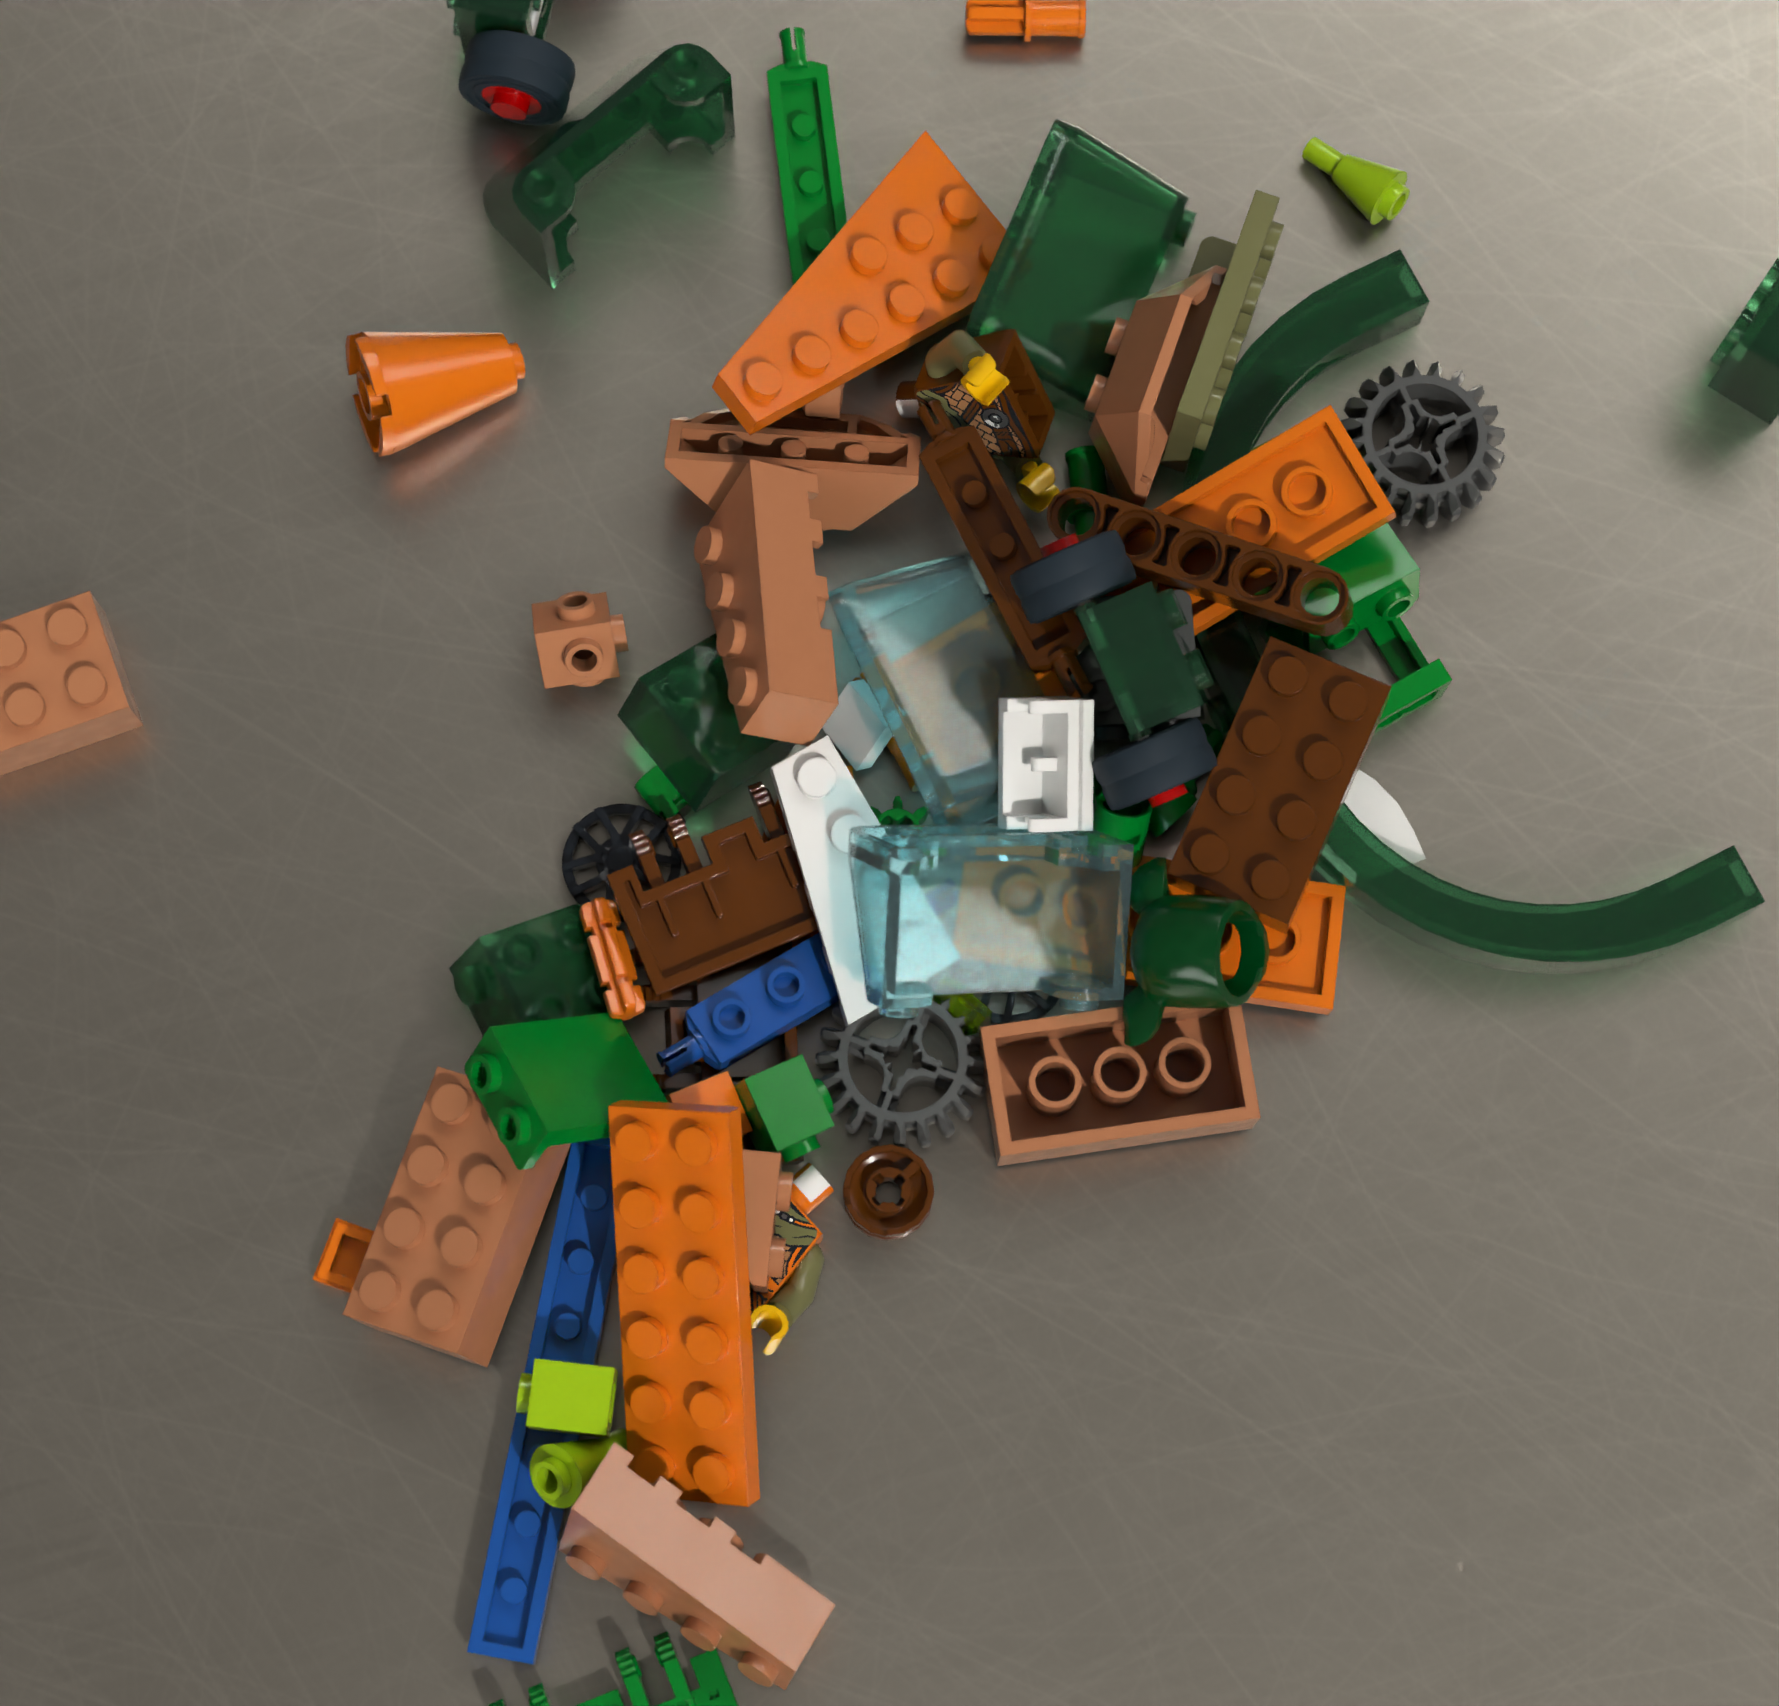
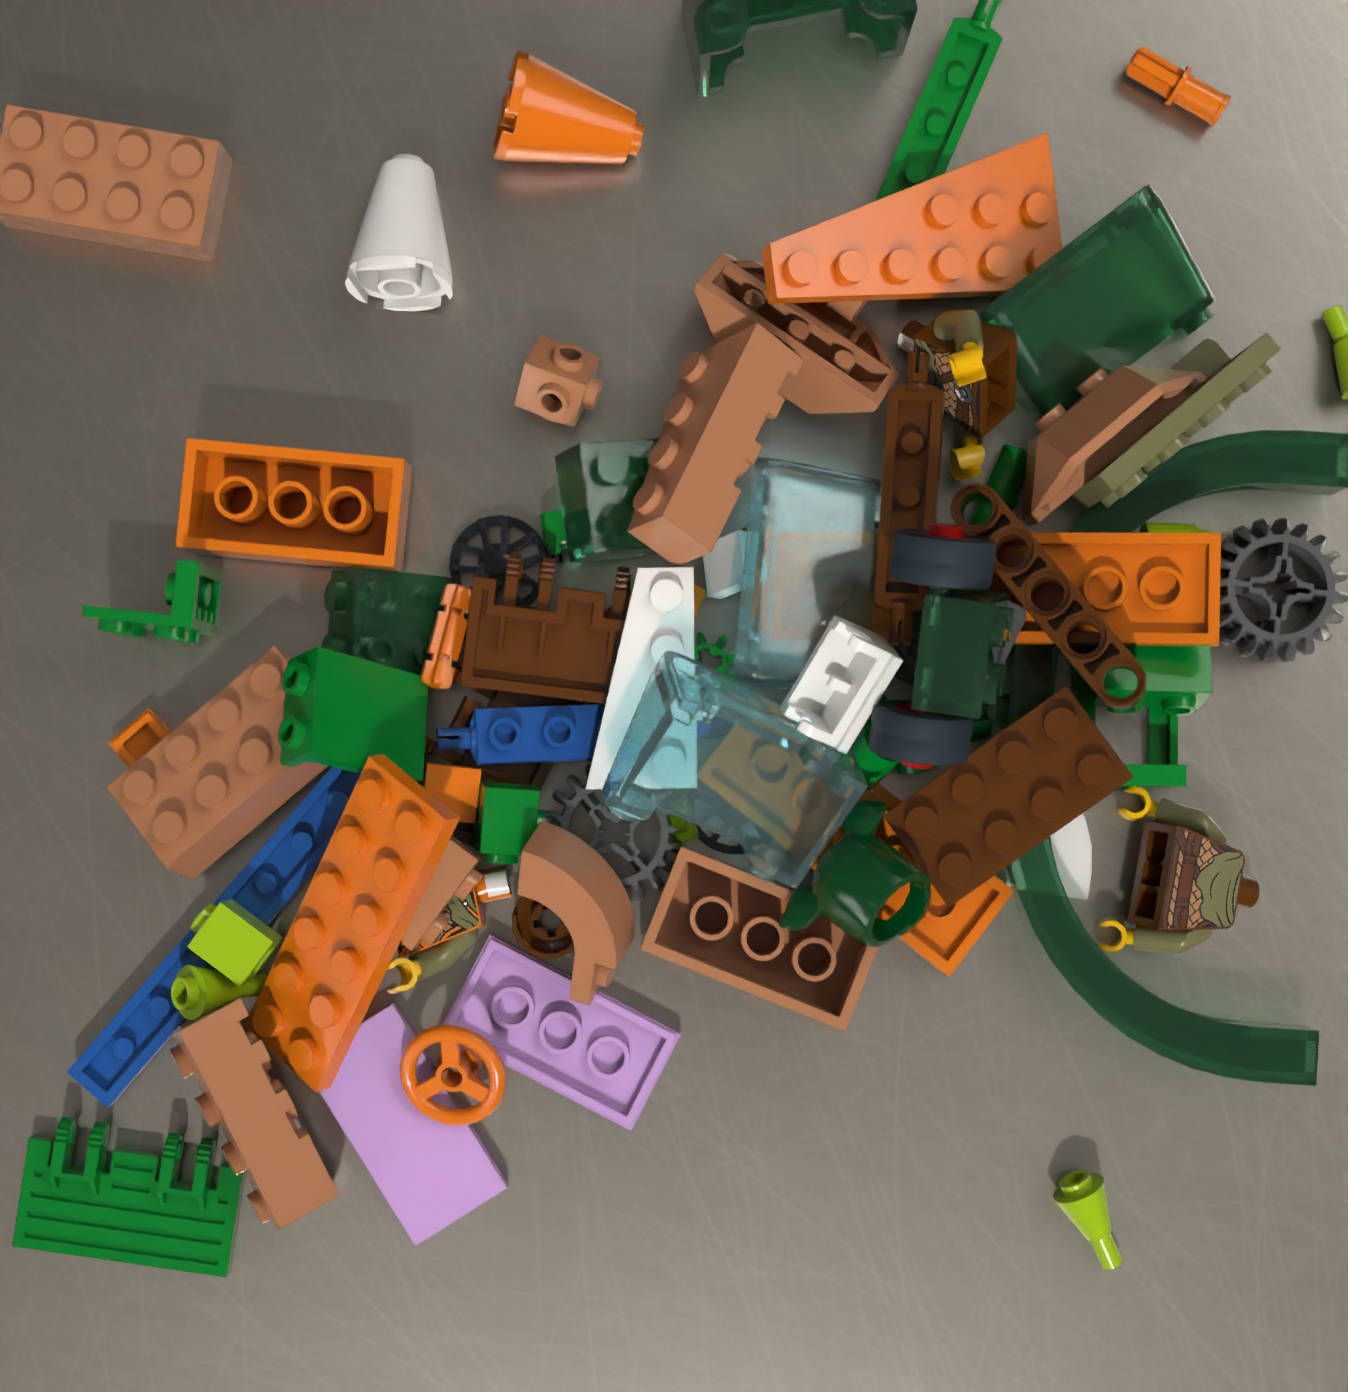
camera: 30 degrees right, 10 degrees up
(320, 1107) = (194, 611): none -> green bracket
(335, 590) = (402, 241): none -> white cone
(373, 916) = (294, 505): none -> orange brick
(868, 1501) = (420, 1165): none -> lavender tile
(884, 1384) = (459, 1050): none -> orange piece
(918, 1133) = (588, 899): none -> nougat arch
(967, 1306) = (591, 1054): none -> lavender tile
(1507, 776) = (1182, 880): none -> torso
(1614, 1164) = (1085, 1203): none -> lime cone

